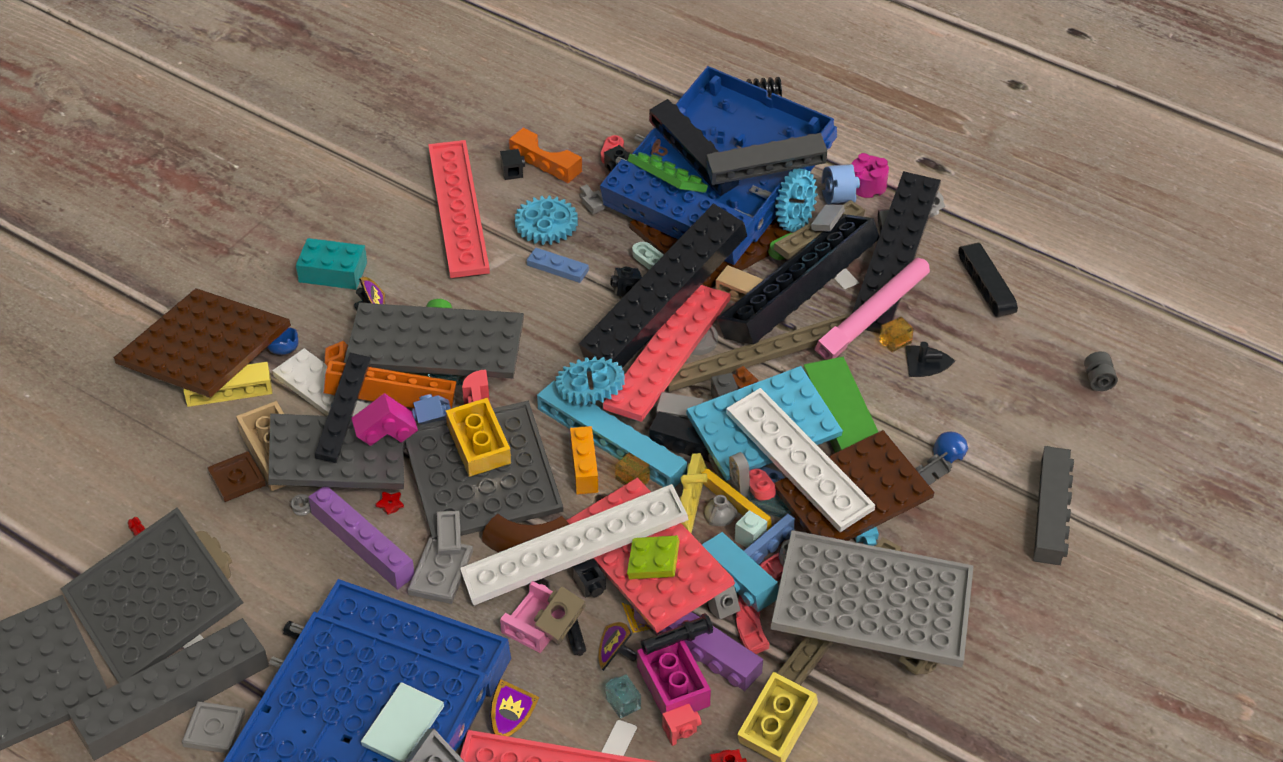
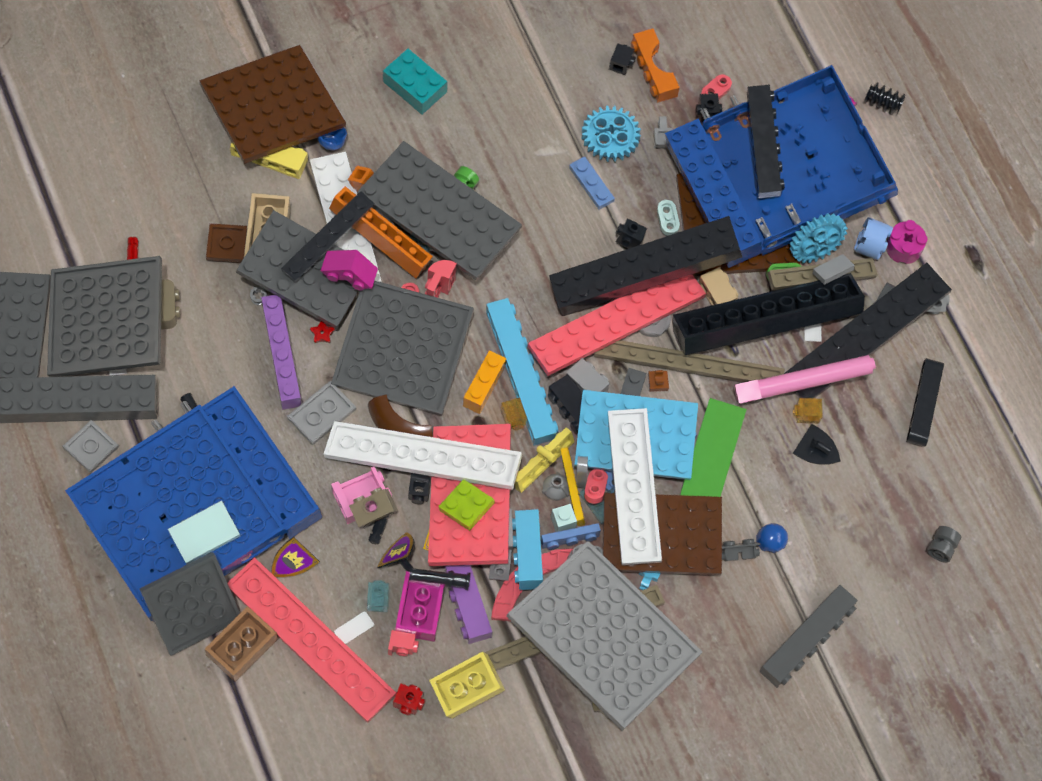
camera: 25 degrees right, 20 degrees up
(369, 292) = (425, 133): shield -> none
(430, 409) = (396, 275): medium blue brick -> none
(448, 532) = (344, 387): light grey tile -> none
(458, 209) = (550, 80): coral plate -> none
(478, 437) = (410, 321): yellow brick -> none
(574, 384) = (542, 323): medium azure gear -> none
(668, 172) = (726, 154): bright green plate -> none
(766, 158) = (809, 192): dark grey brick -> none

